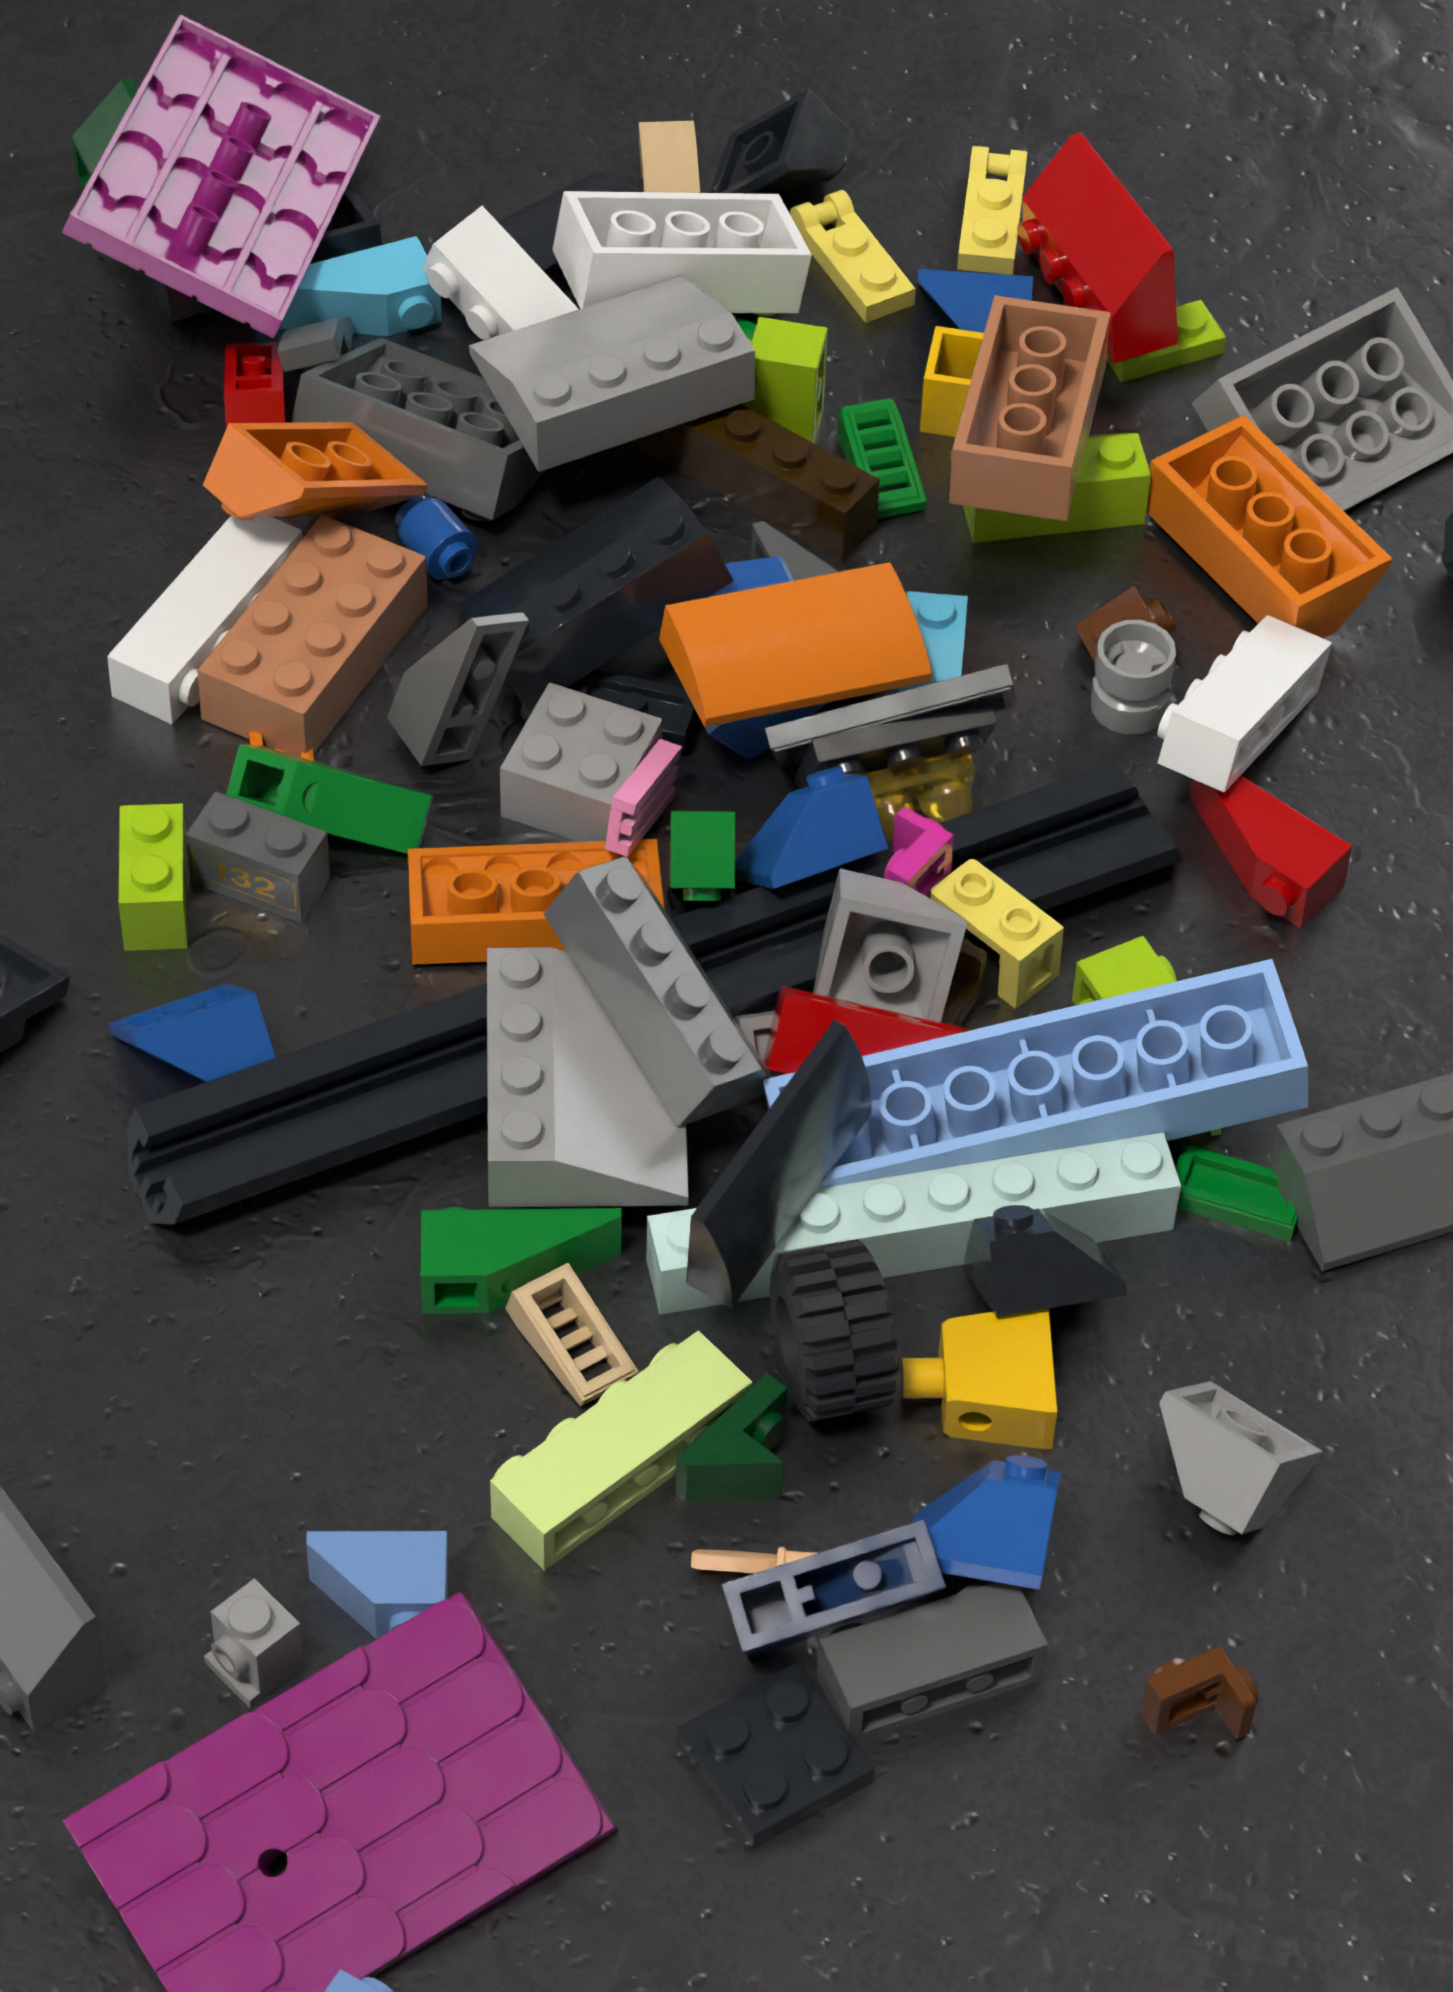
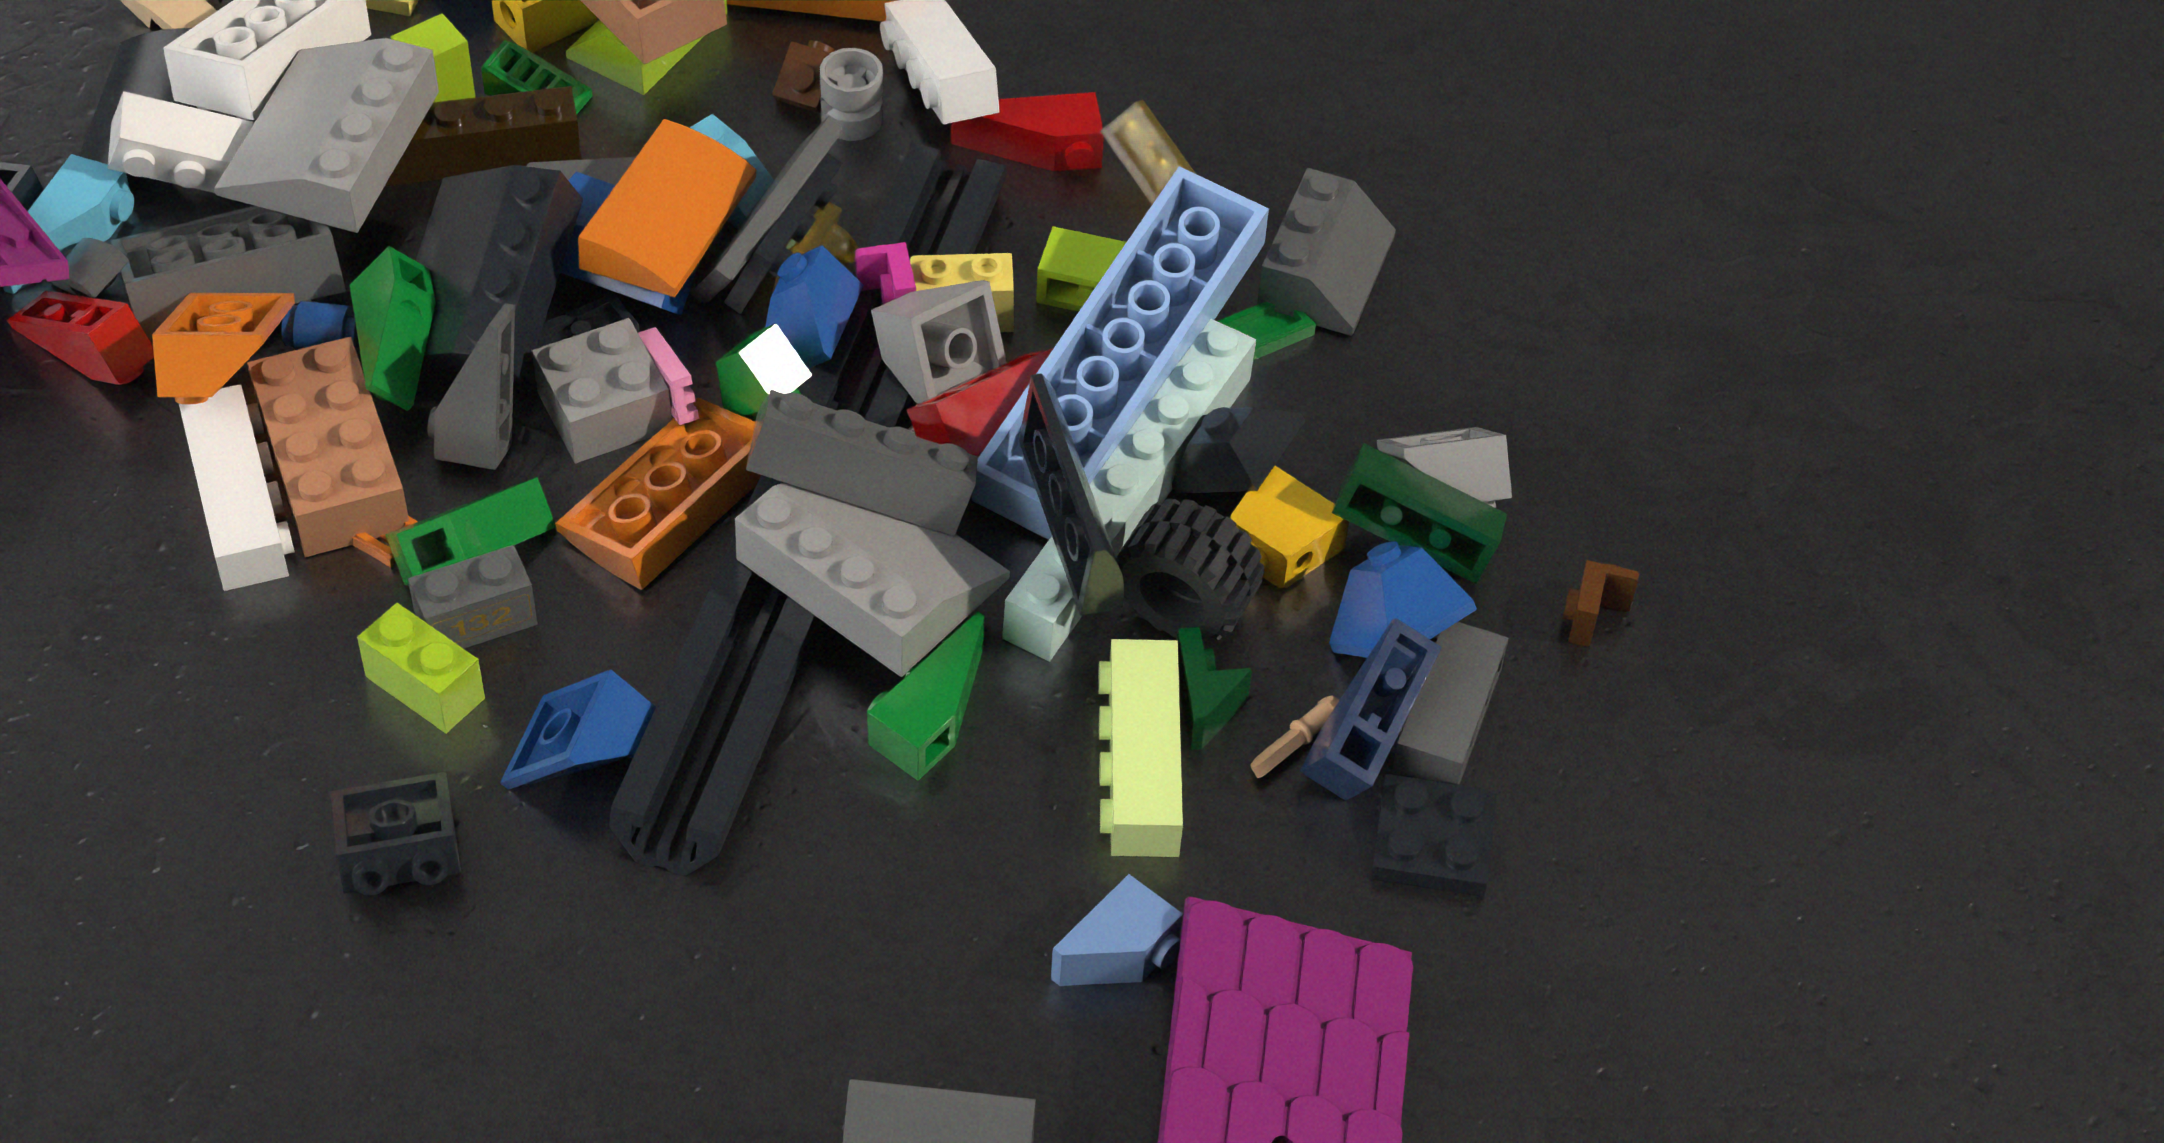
camera: 50 degrees left, 0 degrees up
(254, 1643) = (1096, 1044): light grey brick -> none
(467, 575) = (393, 322): none -> green slope
(564, 1287) = (1004, 726): tan slope -> none
(1120, 1466) = (1420, 512): none -> dark green brick
(1328, 936) = (1144, 148): none -> clear yellow tile

